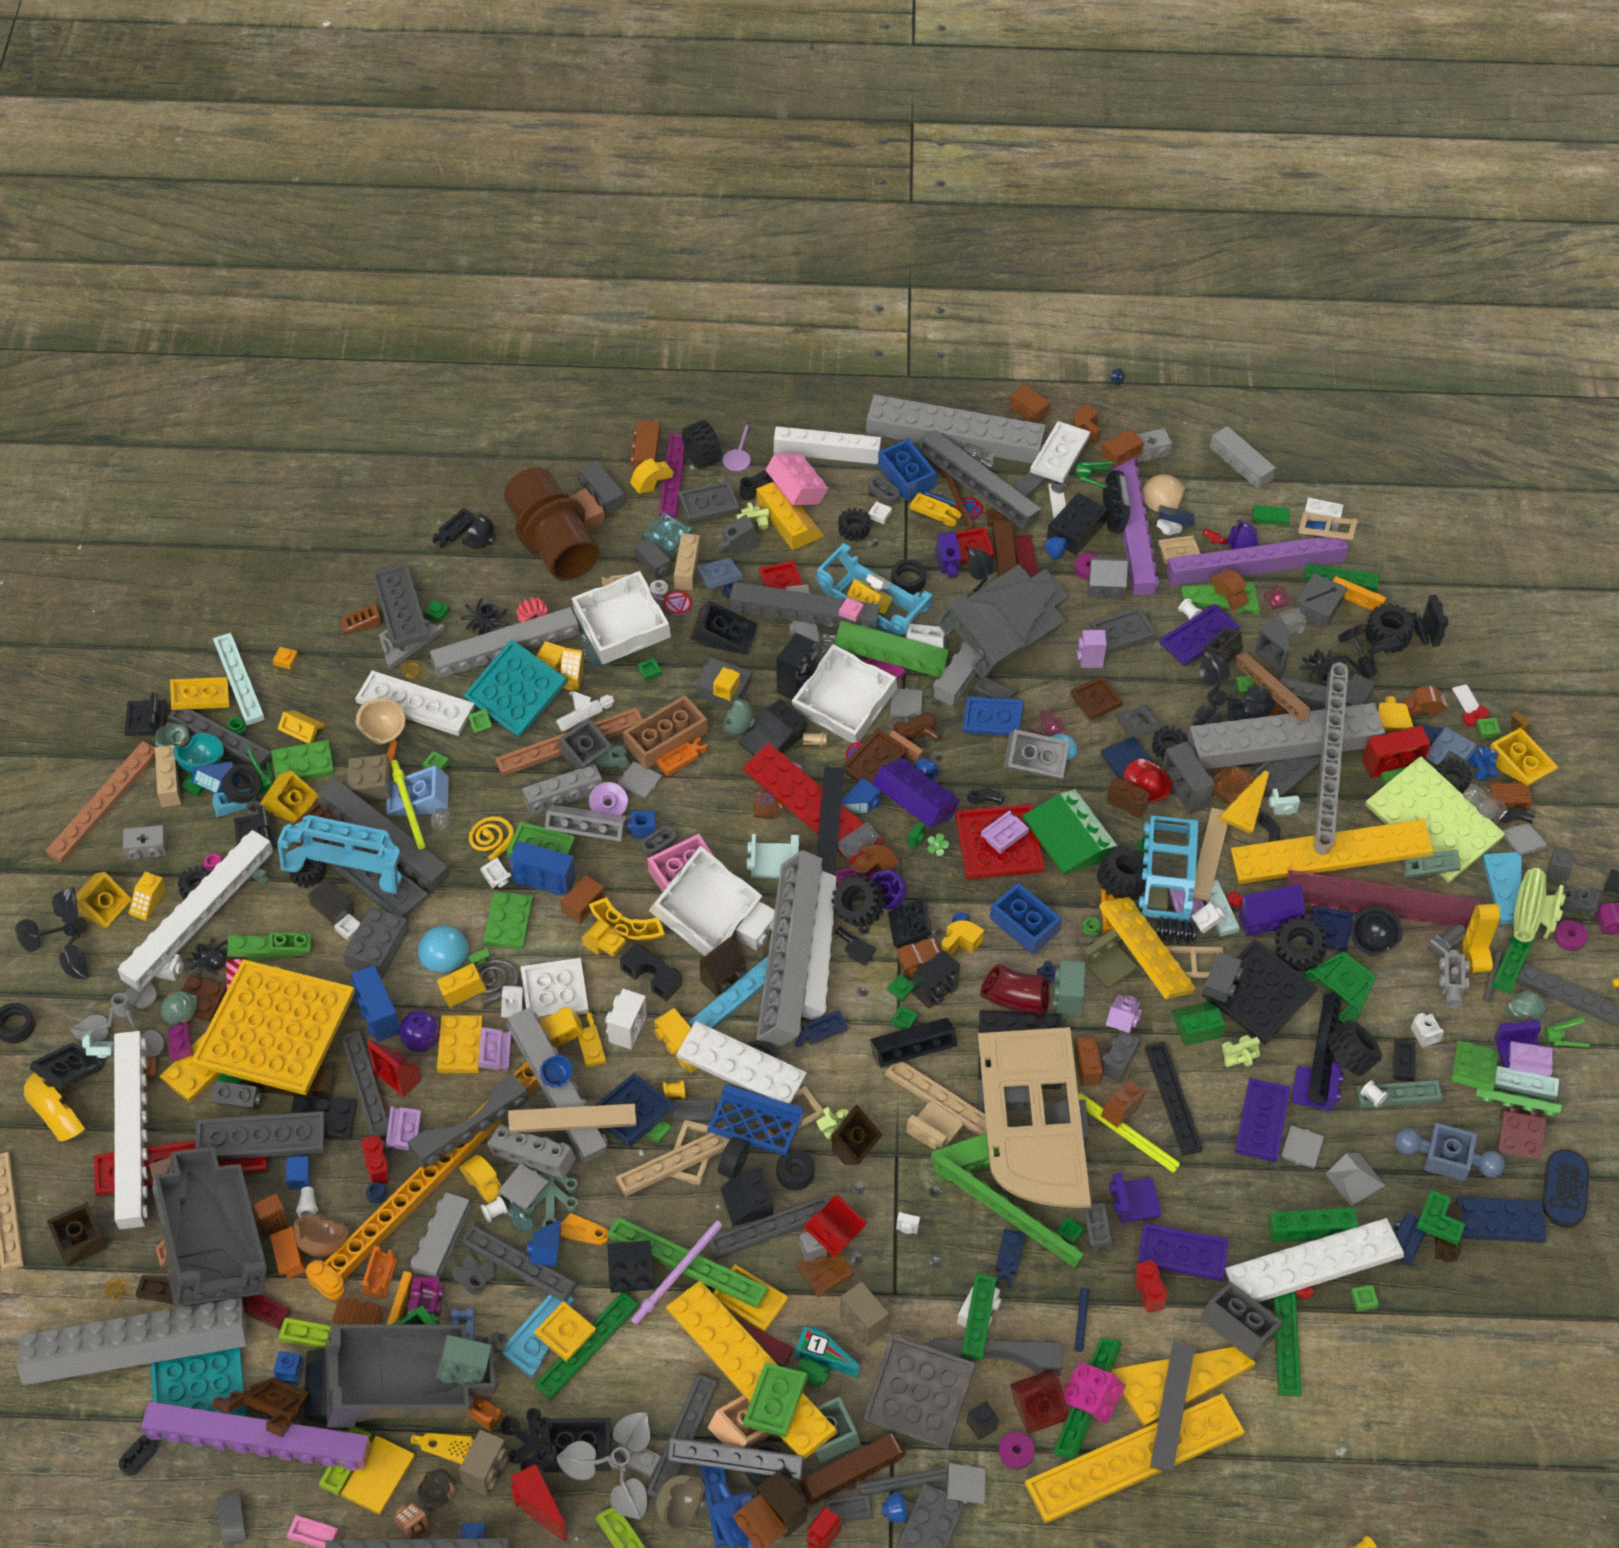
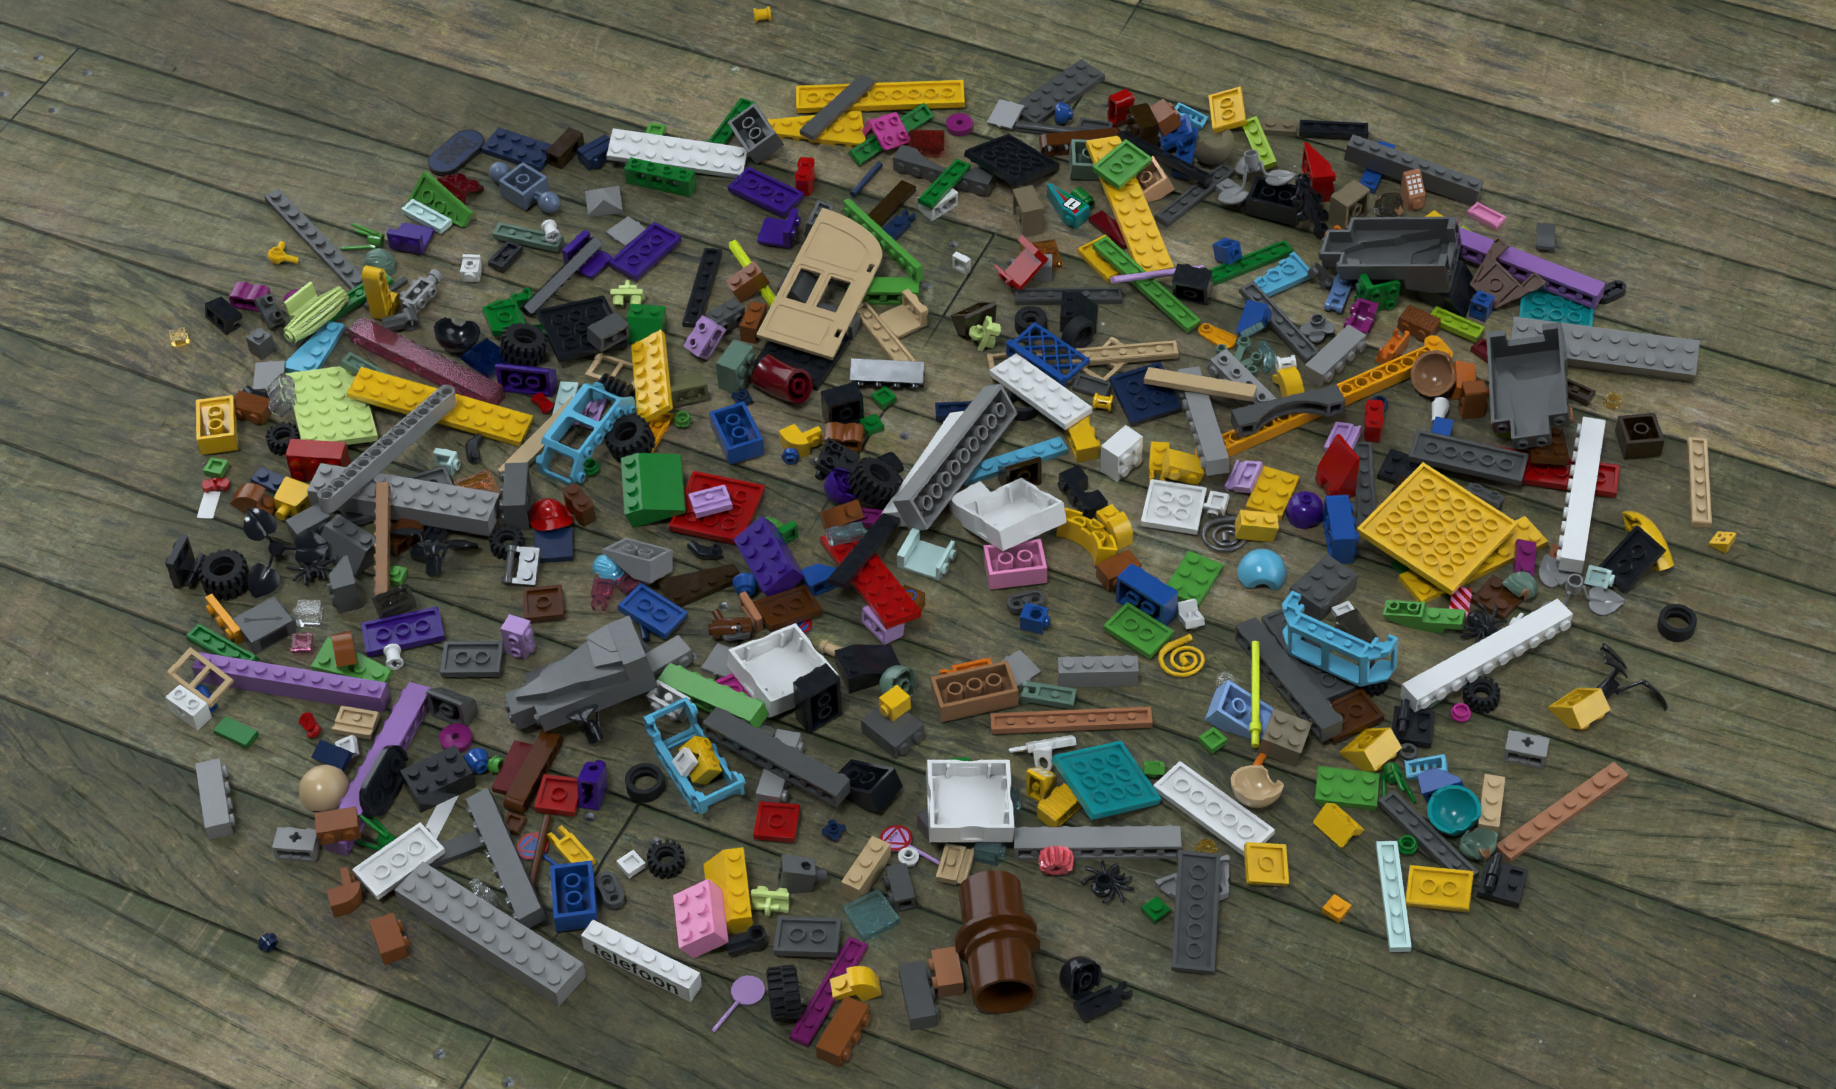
camera: 155 degrees left, 5 degrees down
(147, 896) = (1530, 699): yellow slope -> none
(230, 790) = (1421, 769): black tyre -> none
(353, 665) = (1266, 864): none -> yellow plate
(371, 615) = (1236, 930): dark orange slope -> none
(401, 1298) = (1382, 322): light orange tile -> none
(462, 1361) = (1349, 238): sand green brick -> none
(479, 957) = (1232, 549): bright green plate -> none
(523, 1187) = (1259, 365): light grey piece -> none
(556, 1071) = (1201, 408): blue hair -> none
(565, 1331) = (1259, 267): yellow tile -> none
(583, 744) = (1062, 690): dark grey slope -> none
(586, 822) = (1087, 630): light grey brick -> none
(608, 791) = (1058, 647): lavender dish -> none
(618, 1343) = (1227, 250): none -> blue brick
(719, 573) = (837, 847): sand blue plate -> none
(851, 609) = (734, 721): bright pink plate -> none
(971, 763) = (697, 585): none -> dark brown wing
(982, 1420) = (974, 136): black brick -> none
(1033, 1288) = (892, 202): none -> dark brown tile
(1040, 552) = (495, 764): none -> bright green plate
(1209, 917) = (578, 380): white bracket -> none
(1243, 535) = (289, 704): dark purple cylinder -> none
(1244, 810) = (480, 464): yellow wing -> none
(1354, 1047) = (542, 258): black tyre -> none
(1436, 1223) = (571, 143): green plate -> none
(1450, 743) = (263, 455): sand blue plate -> none
(1474, 1066) = (457, 230): bright green plate -> none
(1486, 762) = (248, 435): blue hips -> none
(1518, 721) = (192, 448): pearl gold tile -> none
(1530, 1058) = (411, 222): lavender plate -> none

